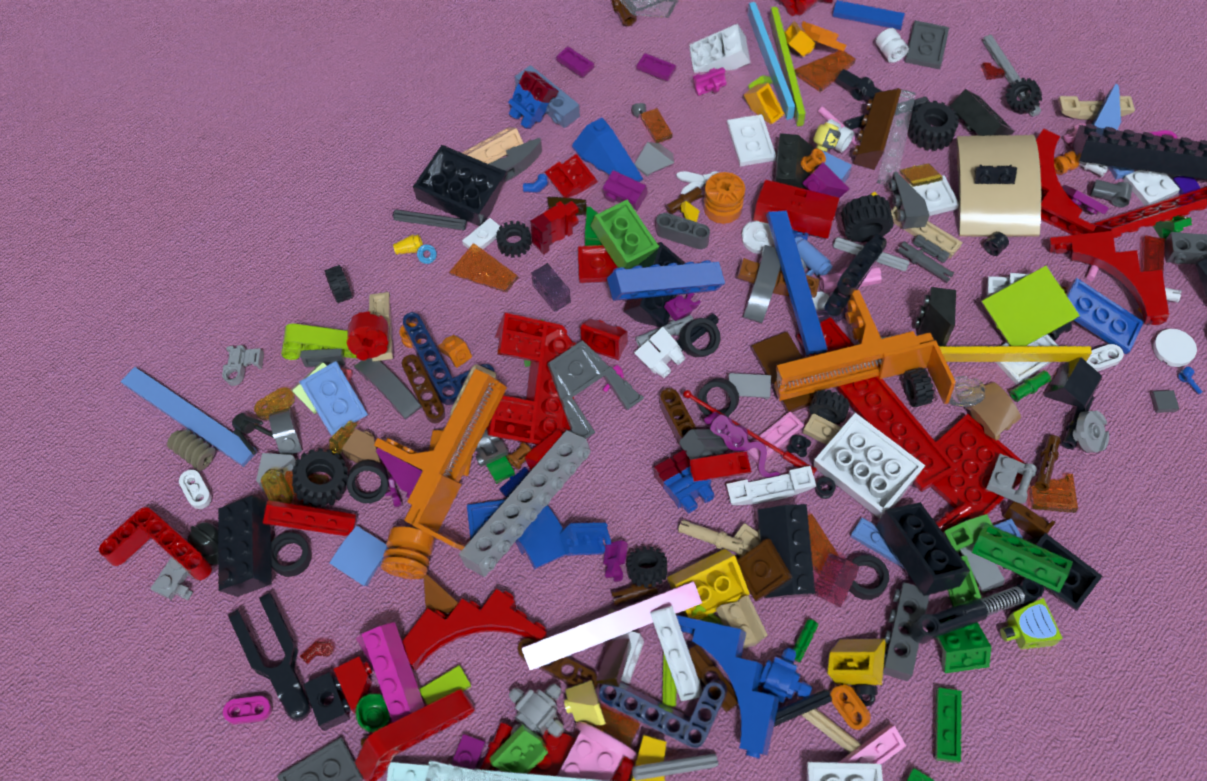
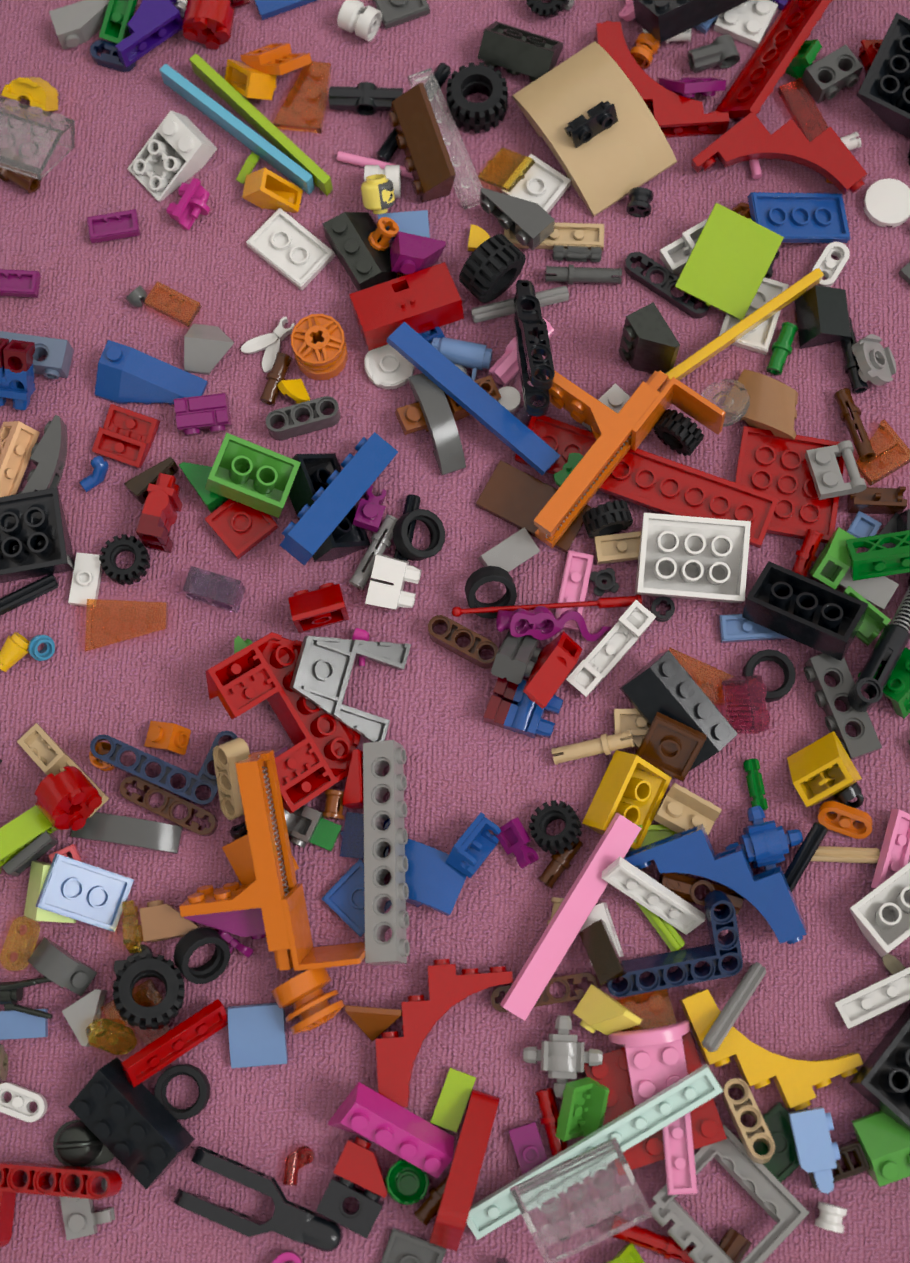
camera: 35 degrees left, 15 degrees up
(975, 302) = (663, 288): none -> black beam

